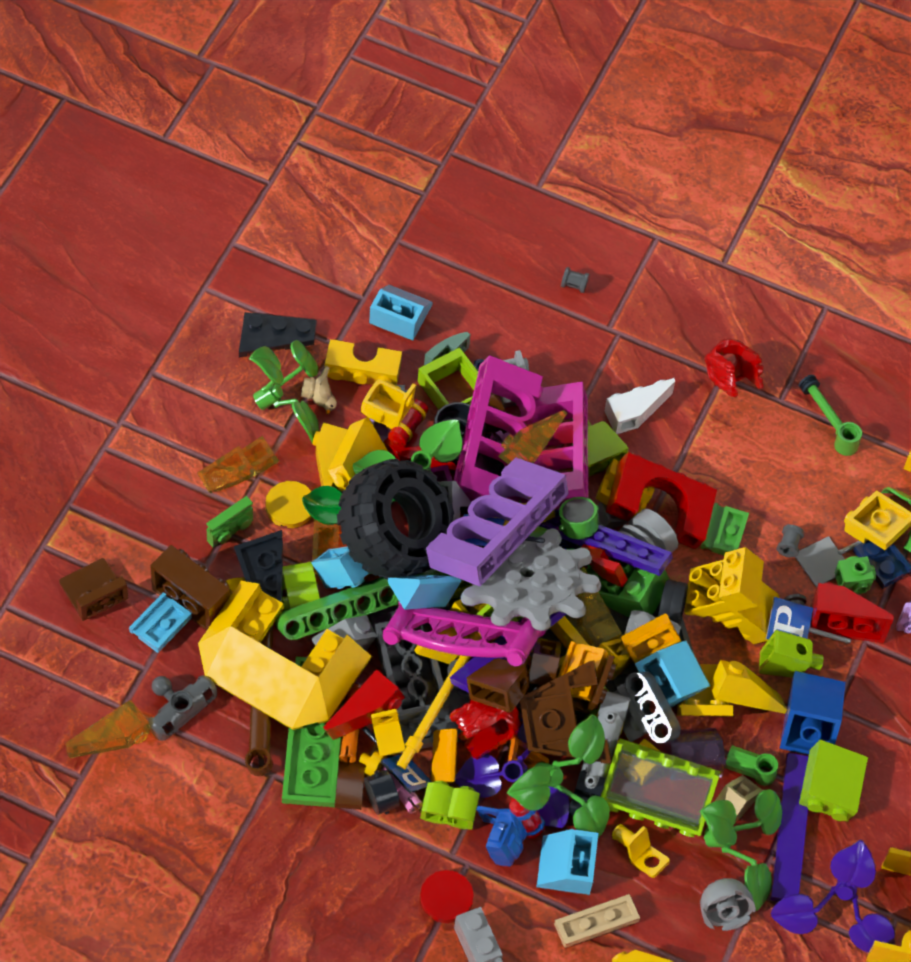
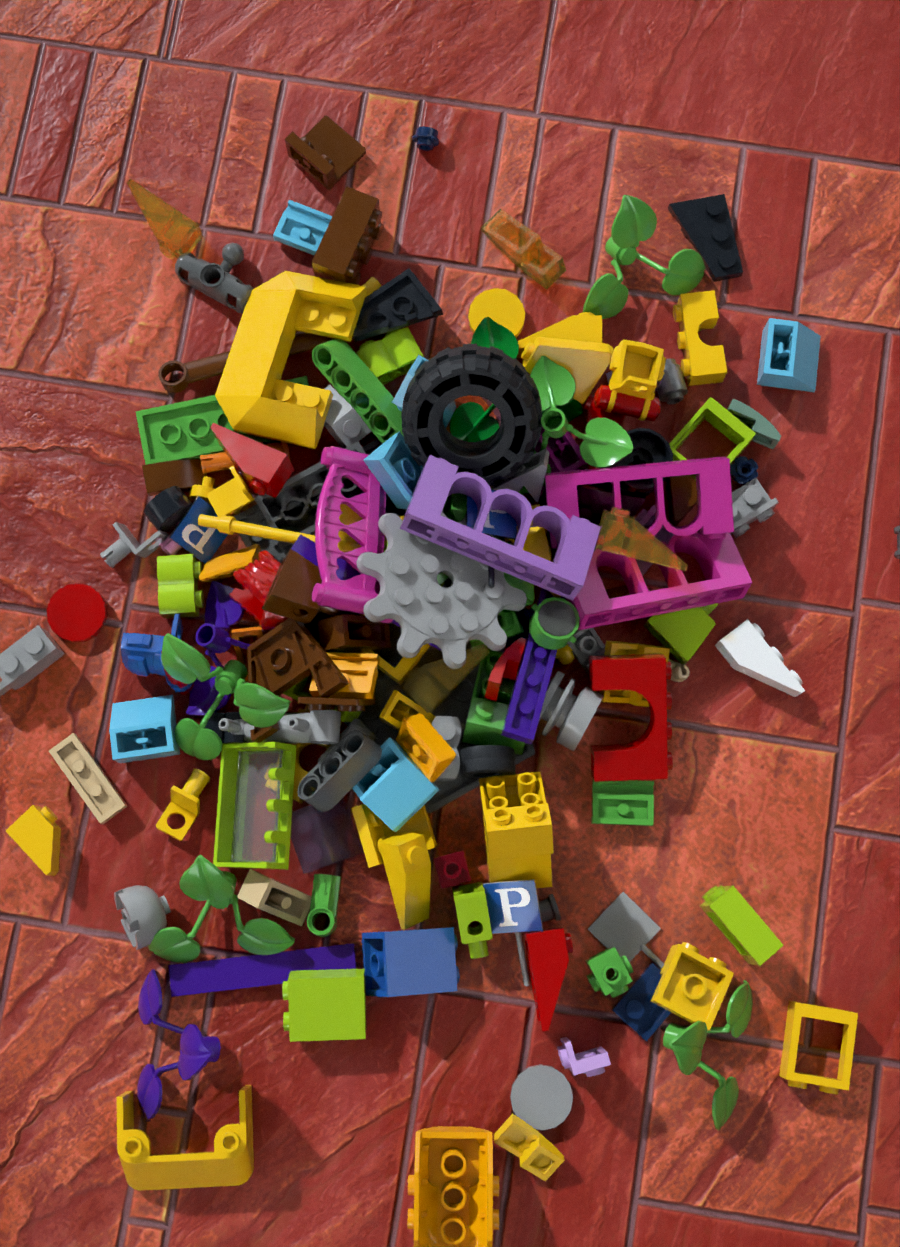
camera: 80 degrees right, 20 degrees up
(110, 510) = (426, 138): none -> dark blue plate
(229, 522) = (446, 258): bright green plate -> none
(319, 391) = (647, 302): tan animal -> none
(399, 835) = (128, 543): none -> light grey bracket
(725, 374) = (855, 769): red piece -> none
(750, 656) = (452, 869): none -> dark red brick
(791, 536) = (634, 883): dark grey bush -> none
(841, 474) = (740, 924): none -> lime window
(845, 430) = (861, 858): bright green piece -> none

